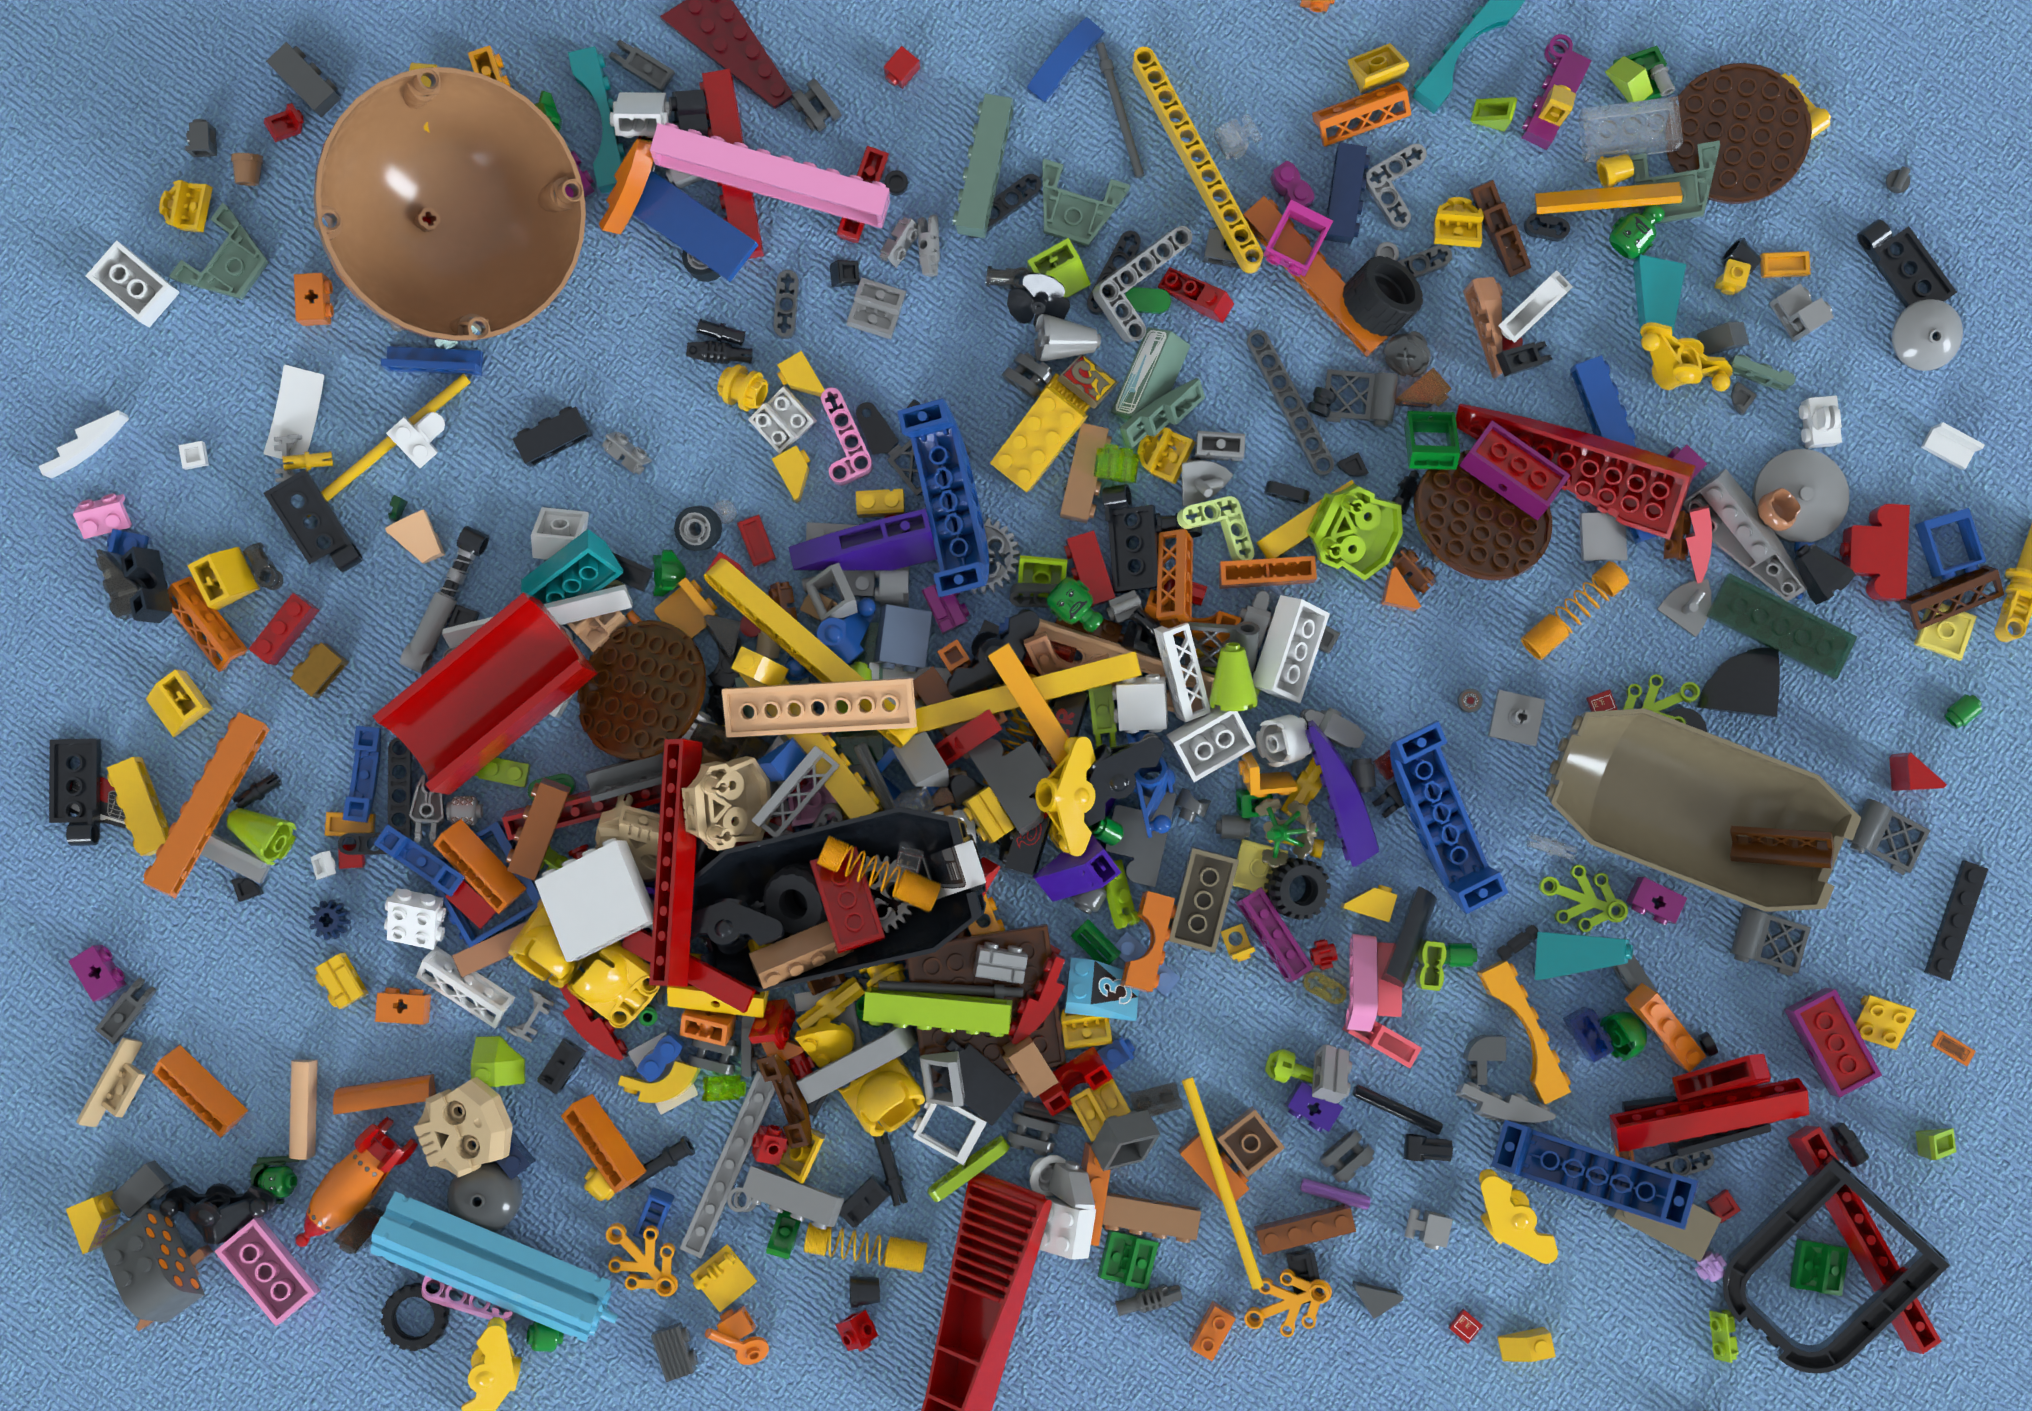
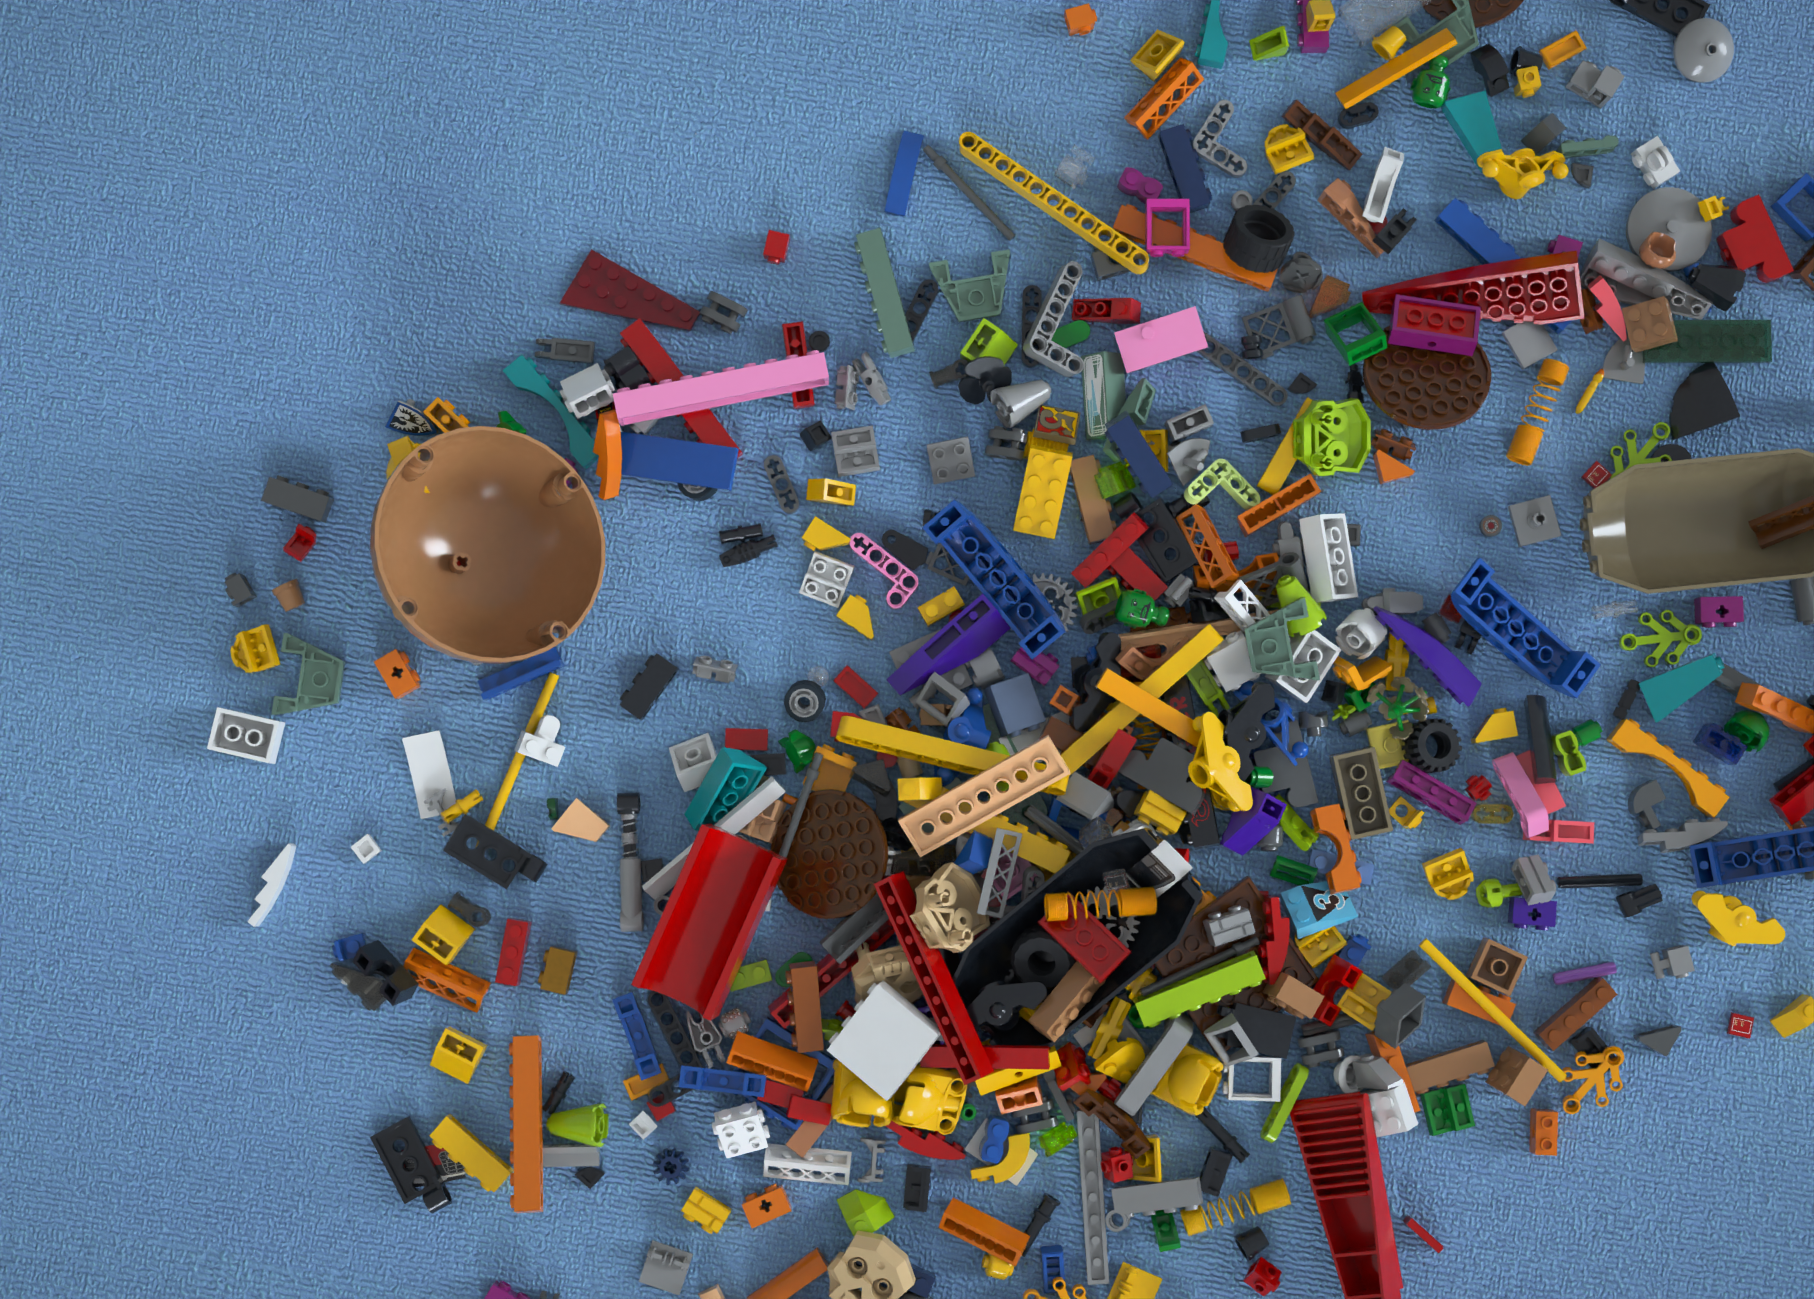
camera: 25 degrees left, 0 degrees up
(101, 516) = (317, 935): bright pink bracket -> none
(273, 1017) = (665, 1267): none -> light grey hinge
(450, 52) = (410, 420): none -> shield
(490, 933) = (809, 1110): none -> red tile
(622, 537) = (746, 739): none -> red tile
(666, 601) = (811, 774): none -> dark grey bar
(739, 386) = (779, 569): yellow piece -> none
(759, 577) = (873, 714): none -> light grey tile
(830, 335) = (830, 492): none -> yellow slope
(965, 364) = (950, 460): none -> light grey hinge
(1039, 1370) = (1420, 1231): none -> red tile
(1074, 530) = (1110, 550): none -> red arch
(1150, 1300) = (1481, 1133): dark grey hinge -> none
(1151, 449) = (1138, 454): none -> dark blue brick
(1185, 704) = (1270, 644): none -> sand green wing
(1212, 1261) = (1516, 1075): none -> medium nougat brick
(1227, 786) = (1333, 692): none -> black tile
(1227, 809) = (1343, 711): none -> lime plant
(1234, 349) = (1161, 339): none -> bright pink brick
(1250, 1026) = (1449, 874): none -> yellow slope
(1345, 1169) = (1582, 950): dark grey brick -> none
(1637, 617) = (1597, 378): none -> yellow piece
(1704, 245) = (1491, 65): none -> black brick
(1732, 579) = (1649, 324): none -> medium nougat brick
(1855, 495) = (1712, 208): none -> yellow plate
(1951, 445) = (1767, 129): white panel -> none

